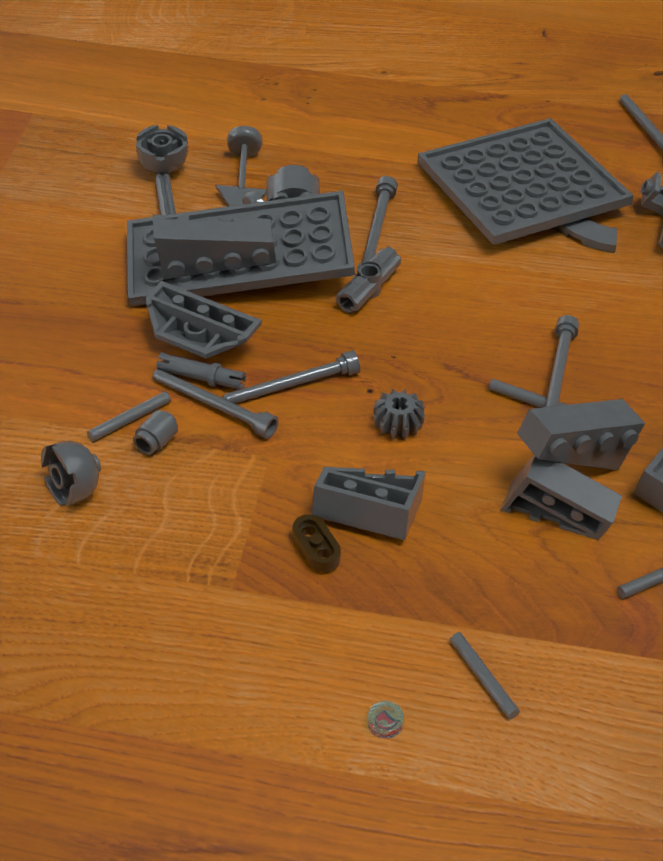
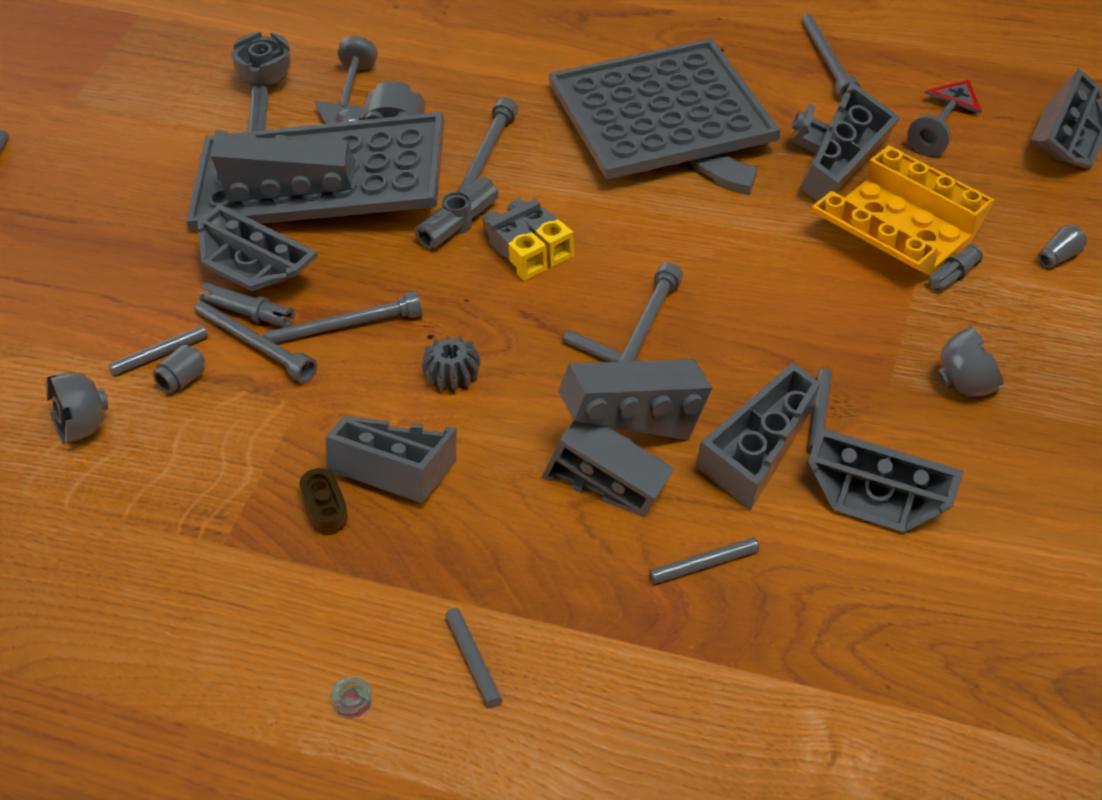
camera: 10 degrees right, 0 degrees up
(438, 298) = (529, 237): none -> hips

